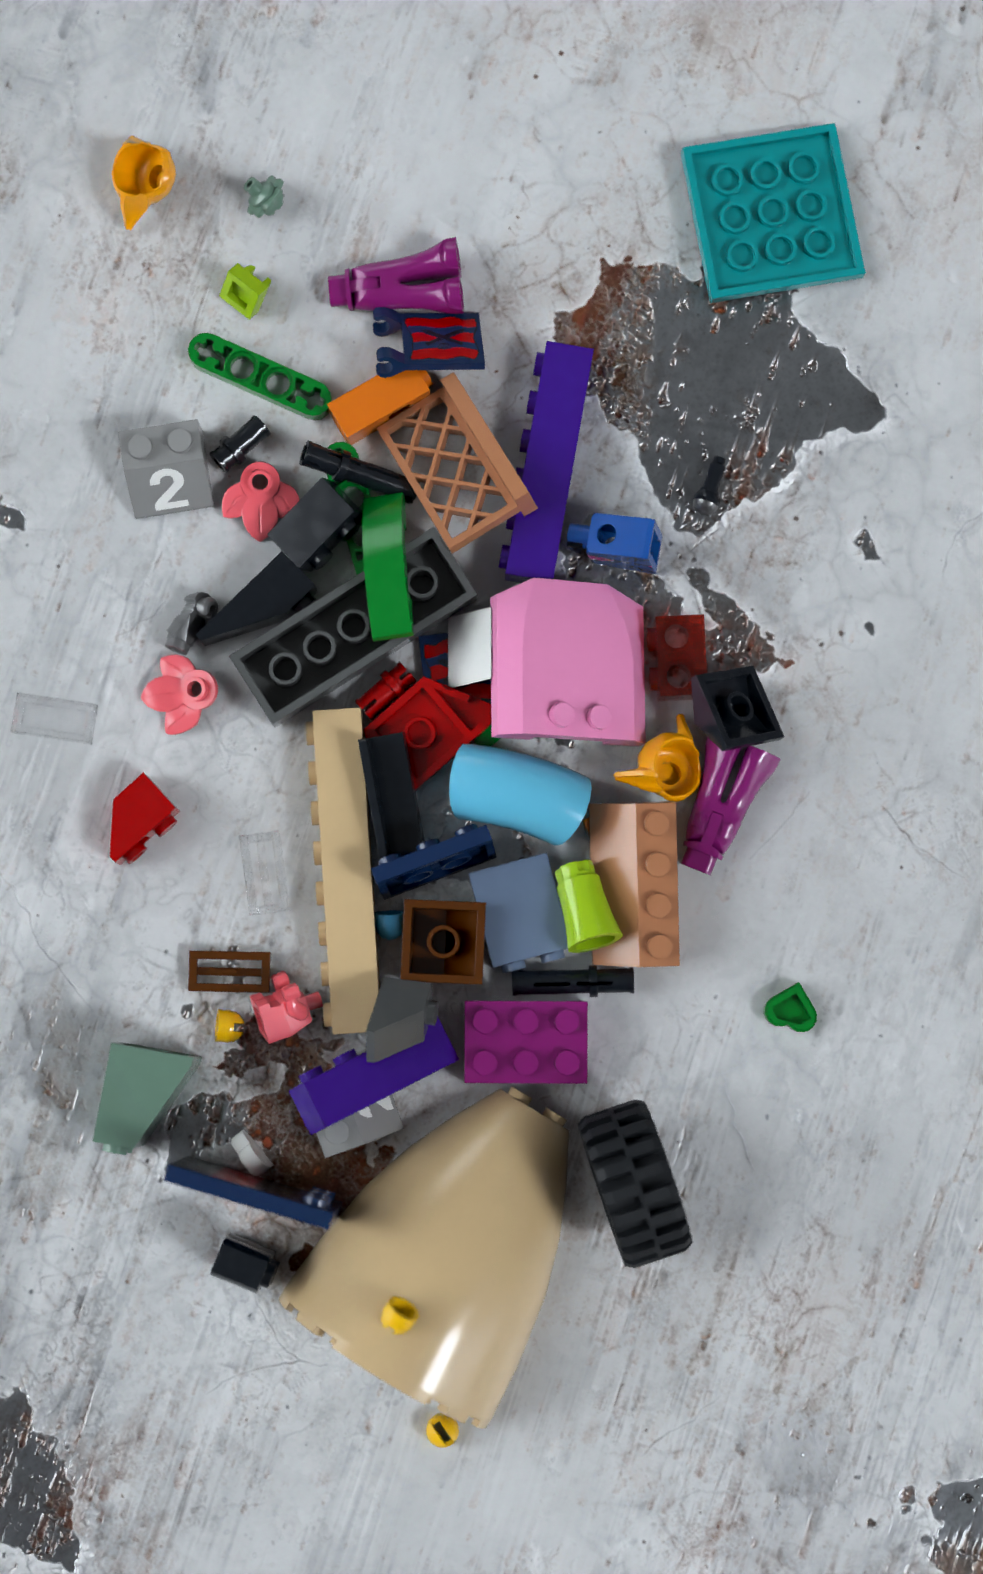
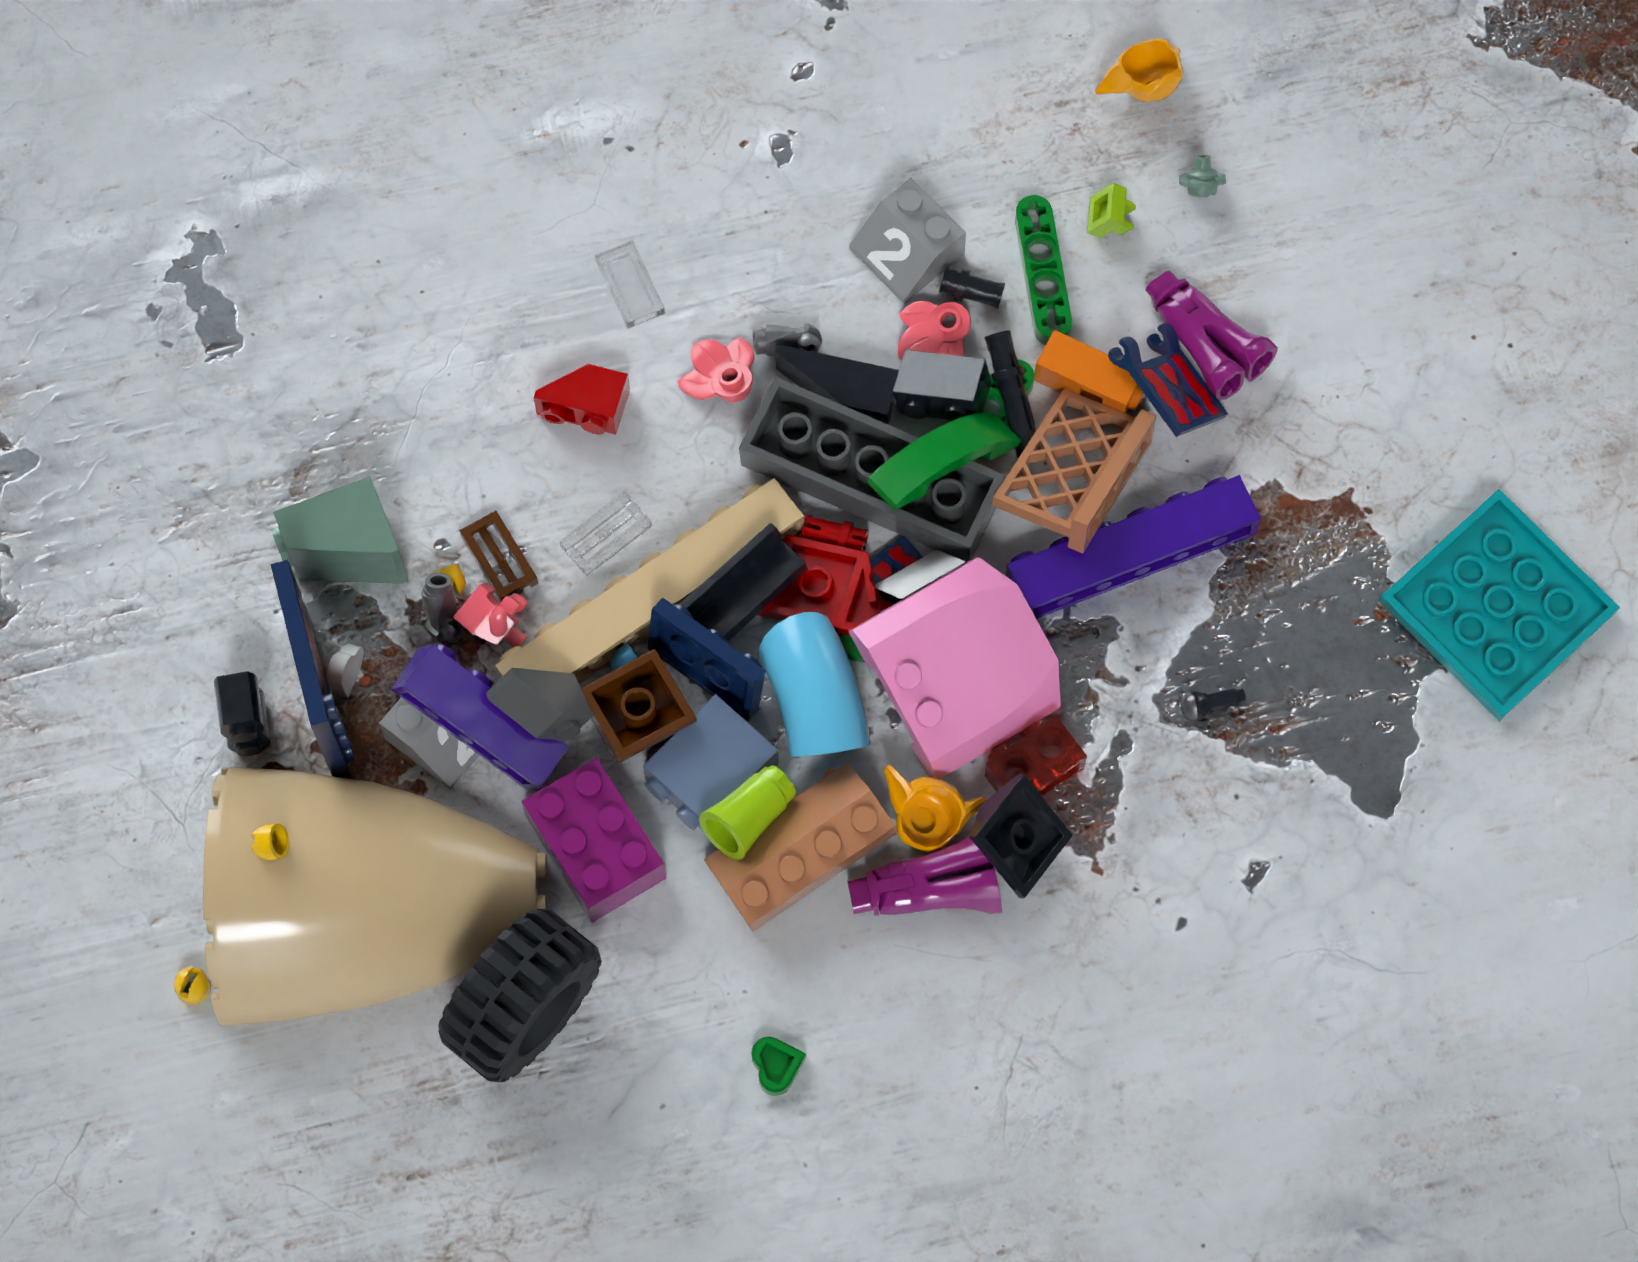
camera: 60 degrees right, 15 degrees down
(251, 1047) = (441, 607): none -> flat silver arm
(573, 981) = (702, 891): black pin -> none
(635, 541) = (1104, 649): blue torso -> none

